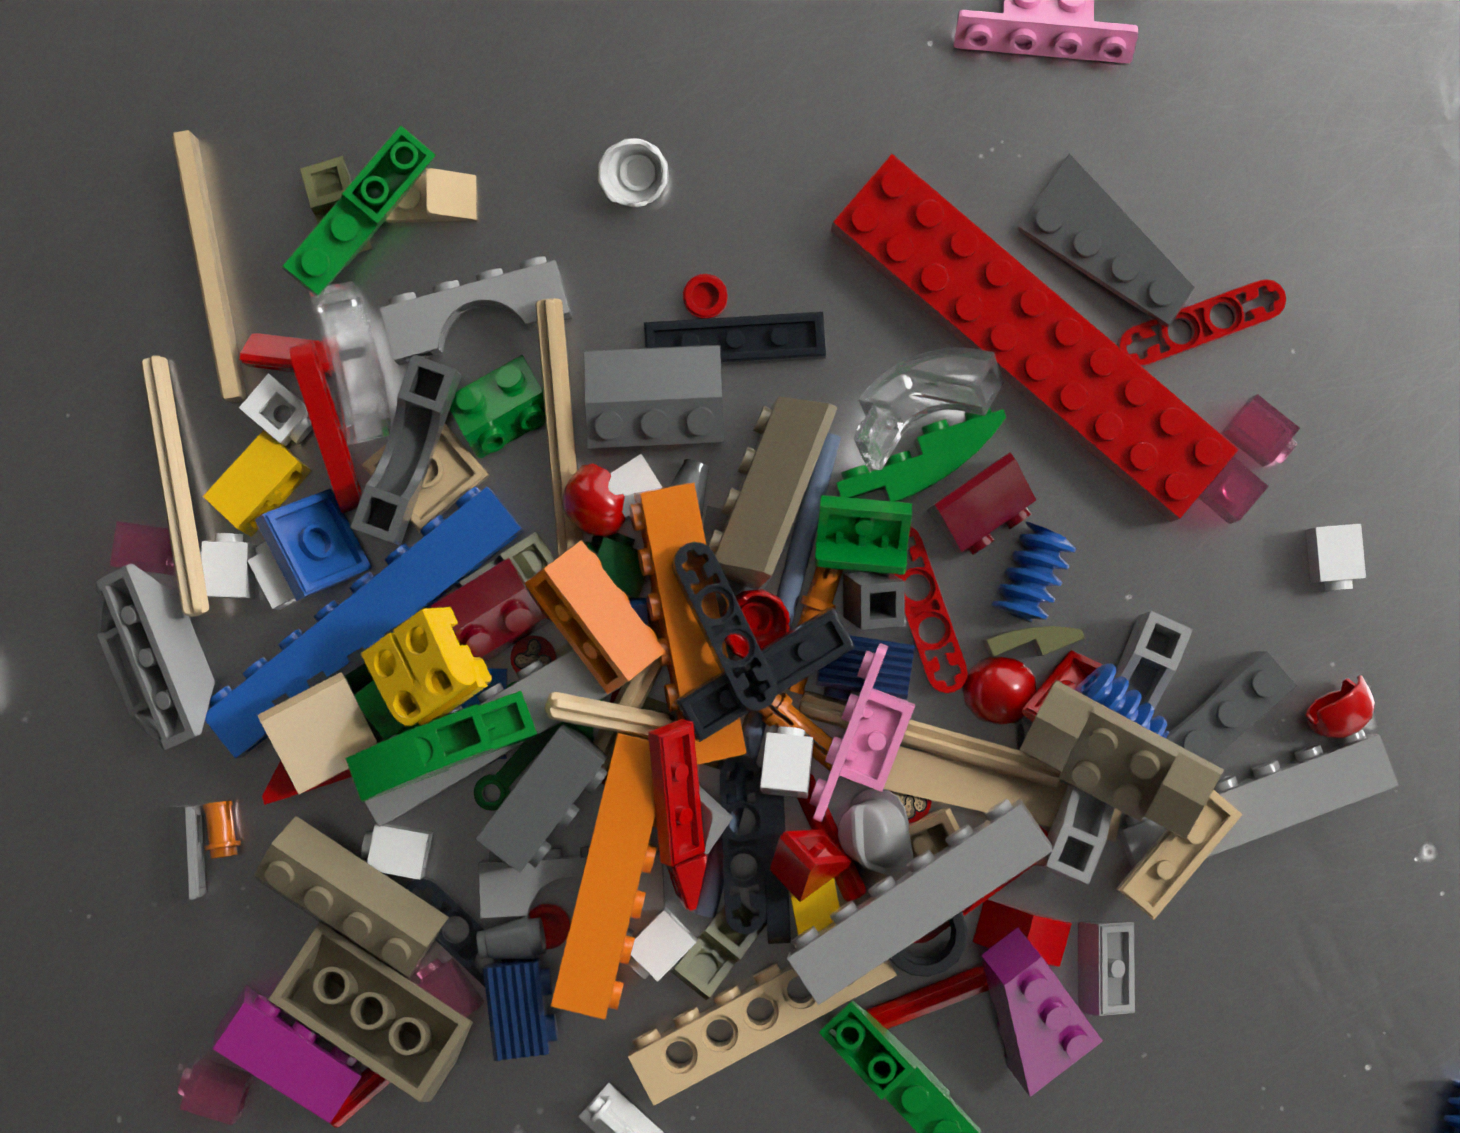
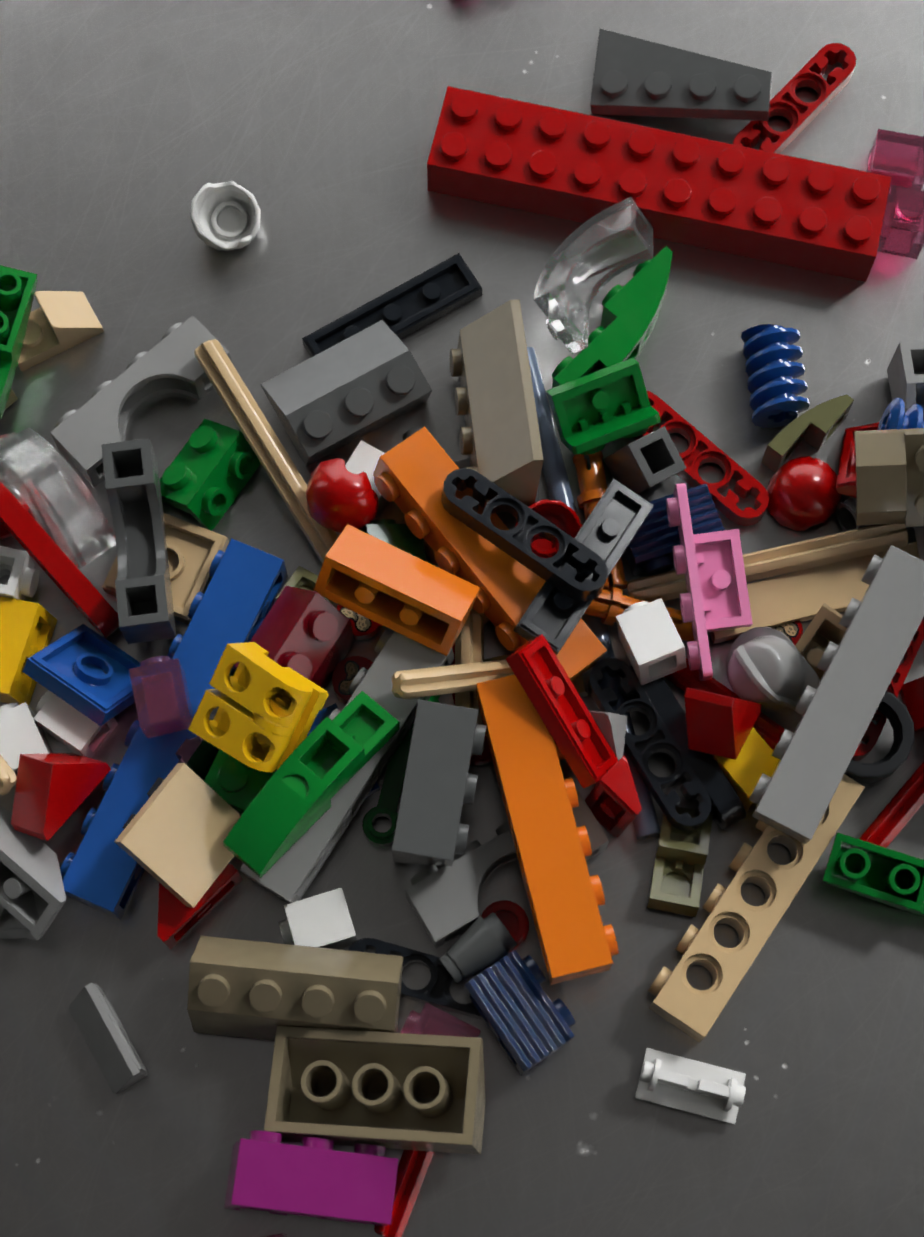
camera: 25 degrees left, 15 degrees down
(220, 830) = (132, 998): orange pin -> none
(235, 631) = (52, 789): none -> red slope
(358, 602) = (161, 696): none -> clear pink brick
(660, 945) = (625, 882): white brick -> none
(705, 296) = (345, 292): red tile -> none
(983, 504) = (695, 334): dark red slope -> none

